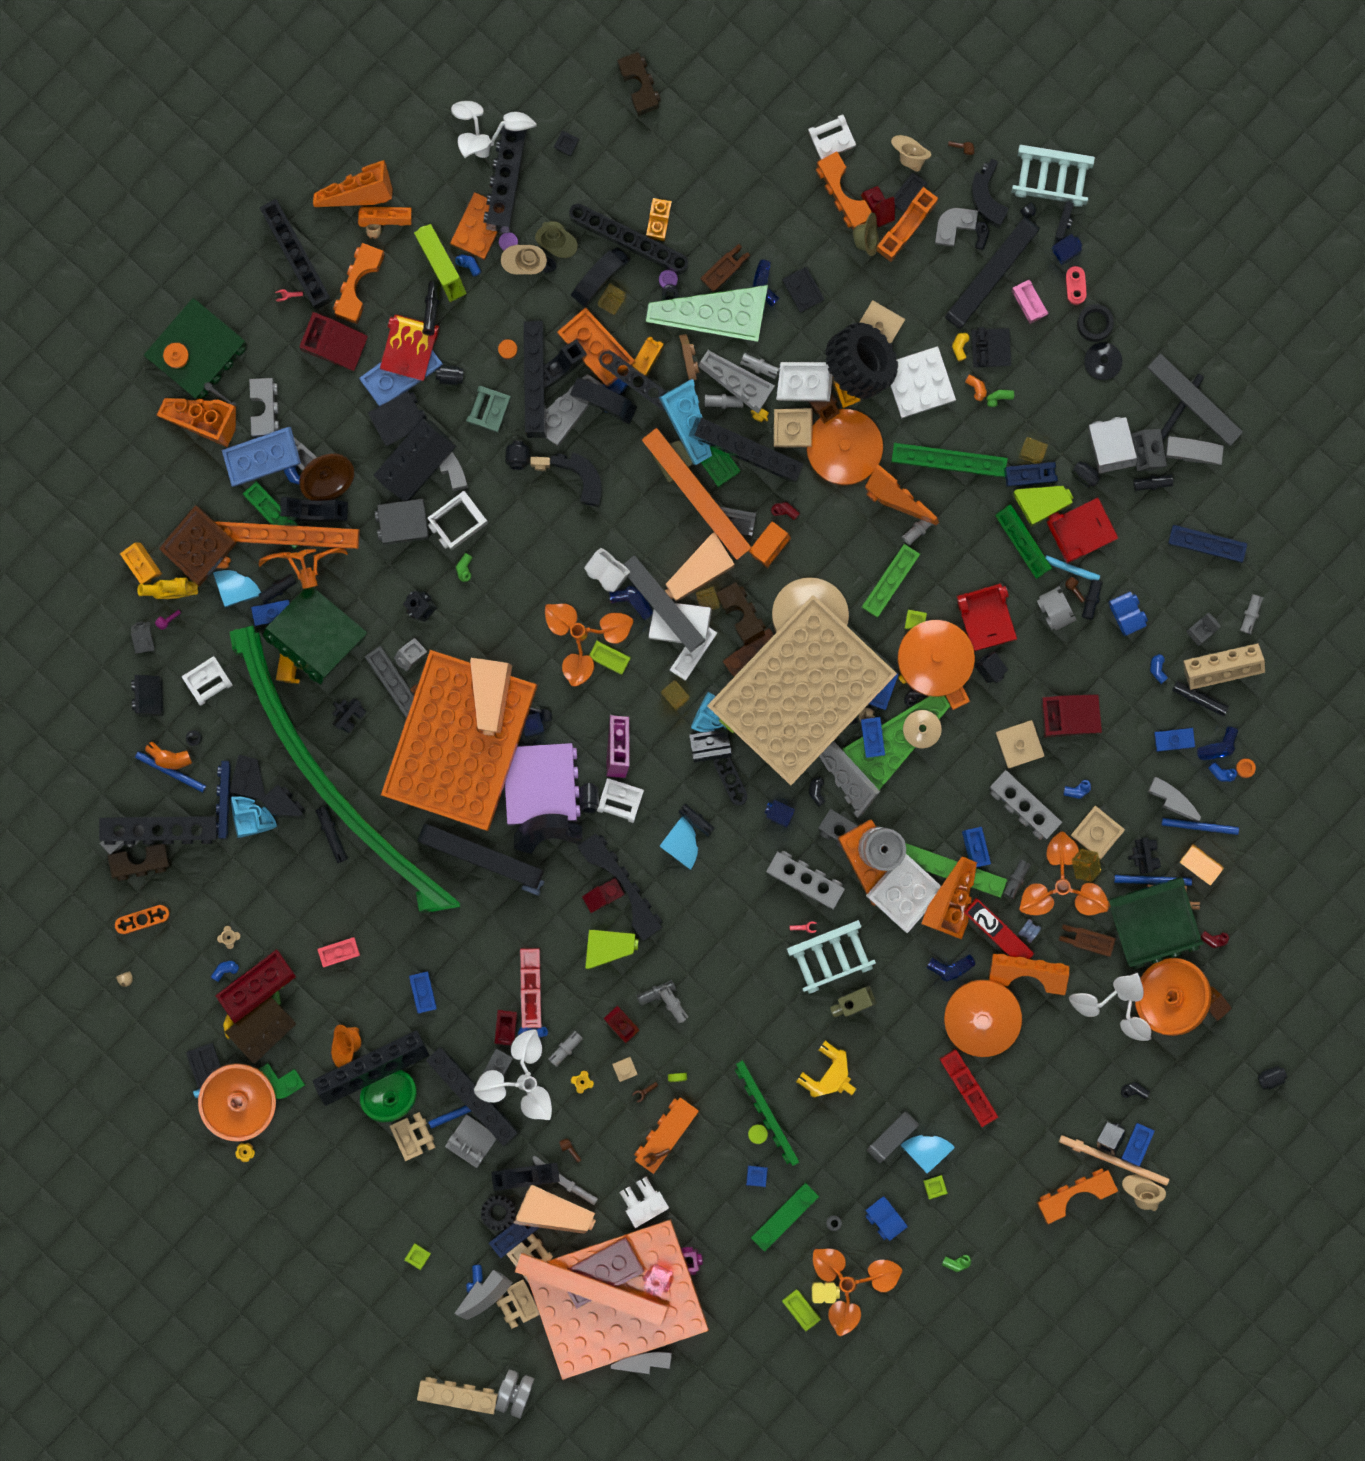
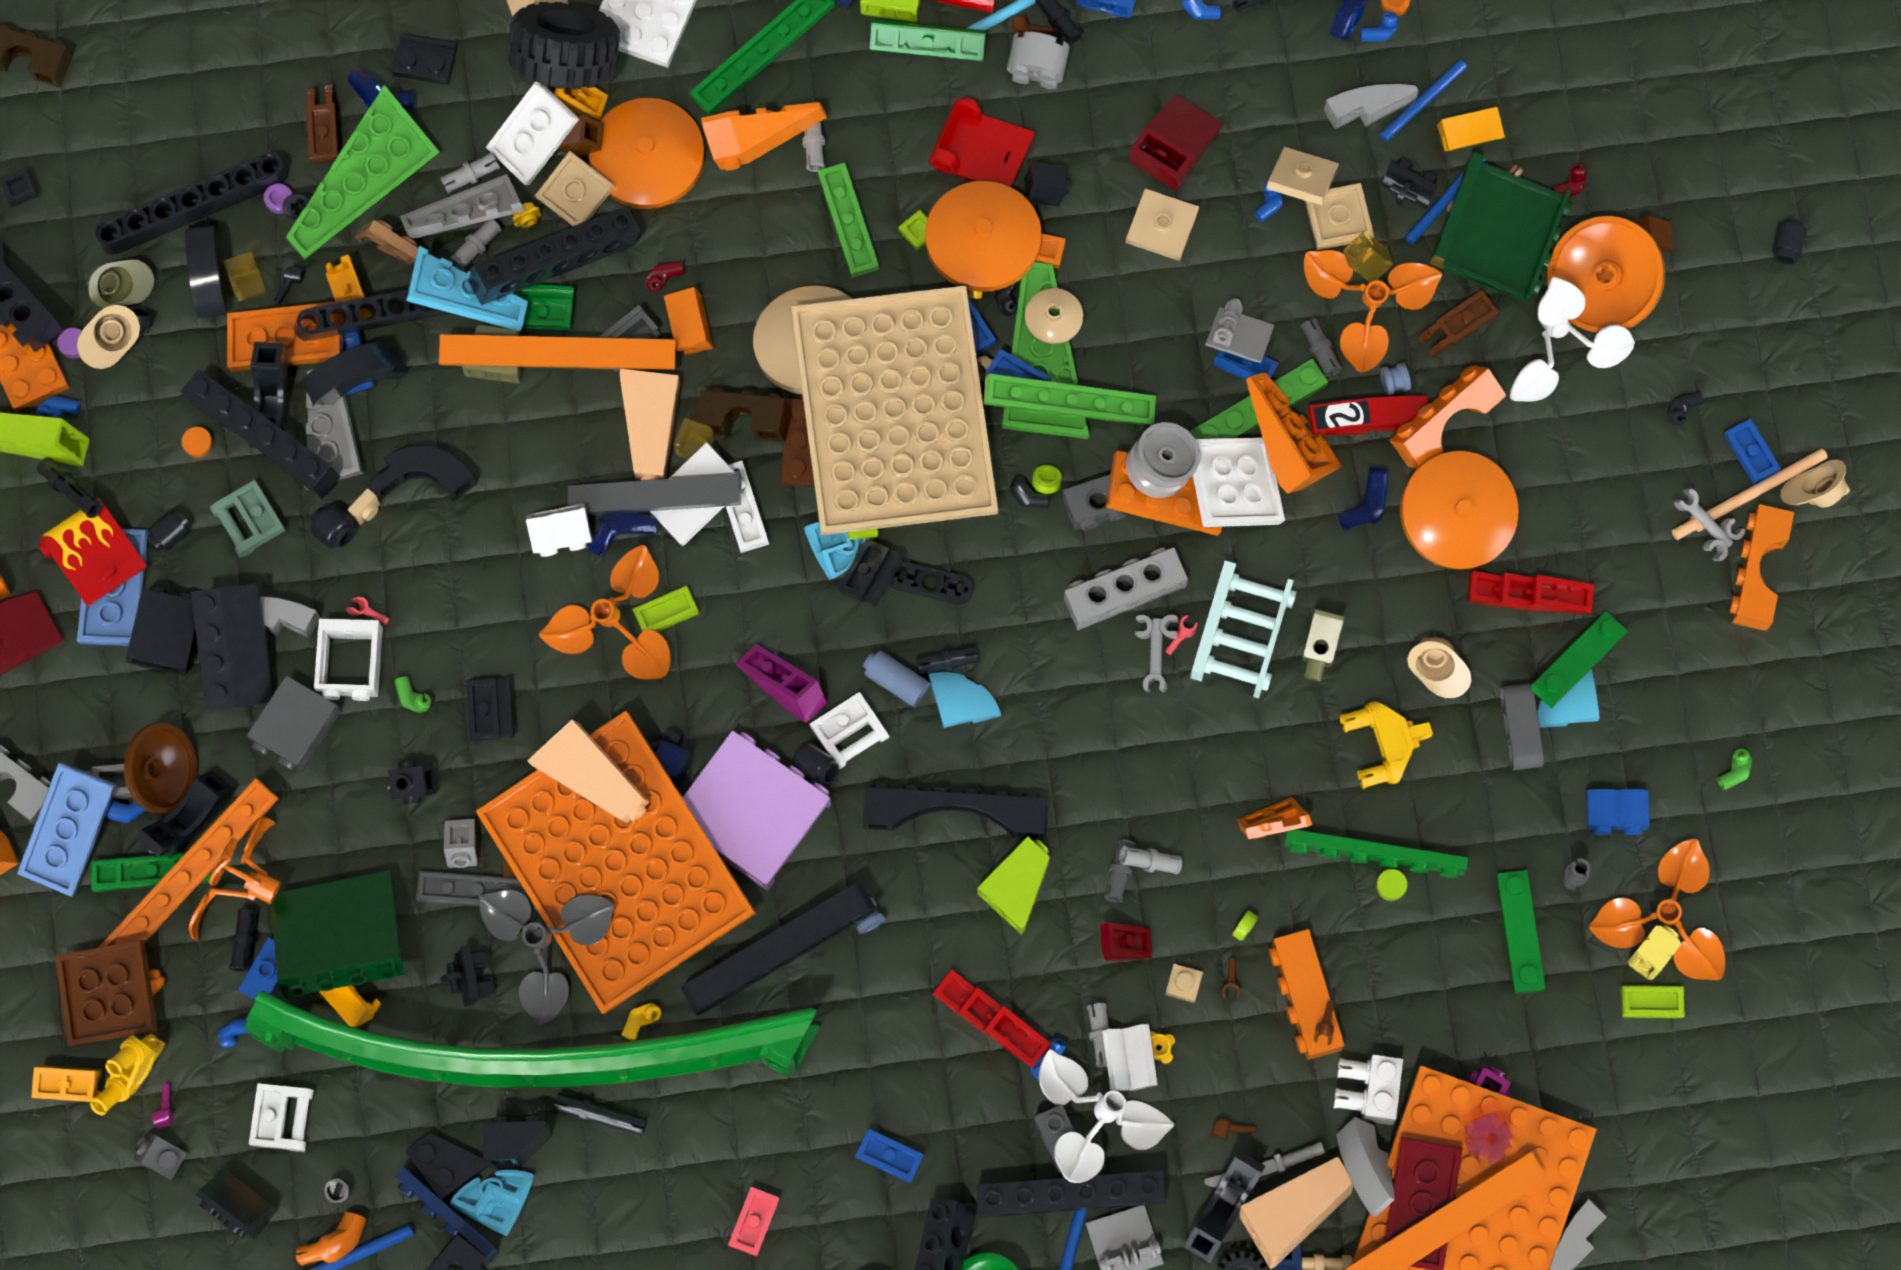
camera: 55 degrees left, 10 degrees down
(233, 622) = (230, 1031): none -> blue arm
(235, 587) = (197, 991): medium azure brick -> none
(394, 814) = (639, 1017): none -> yellow arm
(419, 749) = (586, 920): none -> dark grey plant
(488, 612) = (490, 709): none -> black plate
(489, 509) = (364, 609): none -> coral hand
(505, 1027) = (1016, 1085): dark red slope -> none
(543, 828) = (806, 844): black arch -> none
(564, 1072) = (1129, 1058): none -> white panel
(601, 1230) = (1366, 1165): none -> light grey slope
(603, 895) = (948, 842): dark red slope -> none
(632, 322) = (291, 275): none -> black hand
(658, 219) = (198, 152): light orange slope -> none
(666, 802) = (896, 678): none -> sand blue brick
(675, 695) = (776, 567): clear yellow panel -> none
(743, 1050) = (1274, 819): none -> orange wing
(756, 1176) = (1443, 926): blue tile -> none
(779, 813) = (1019, 556): clear blue brick -> none
(797, 913) = (1155, 630): none -> light grey bar
(832, 794) = (1046, 479): none -> lime tile
(853, 781) = (1056, 442): light grey wing -> none
(880, 774) = (1069, 399): none -> bright green plate
(890, 1071) = (1439, 667): none -> tan piece
(935, 1187) = (1621, 725): lime tile -> none
(950, 1139) = (1578, 659): none -> green plate
(989, 831) = (1239, 333): none -> light grey hinge
(1007, 781) = (1252, 260): light grey brick -> none
(1078, 1163) = (1722, 534): none -> light grey bar
(1103, 797) = (1302, 176): none -> tan plate
(1111, 1138) = (1722, 474): brick -> none
(1174, 739) = (1298, 52): blue plate -> none

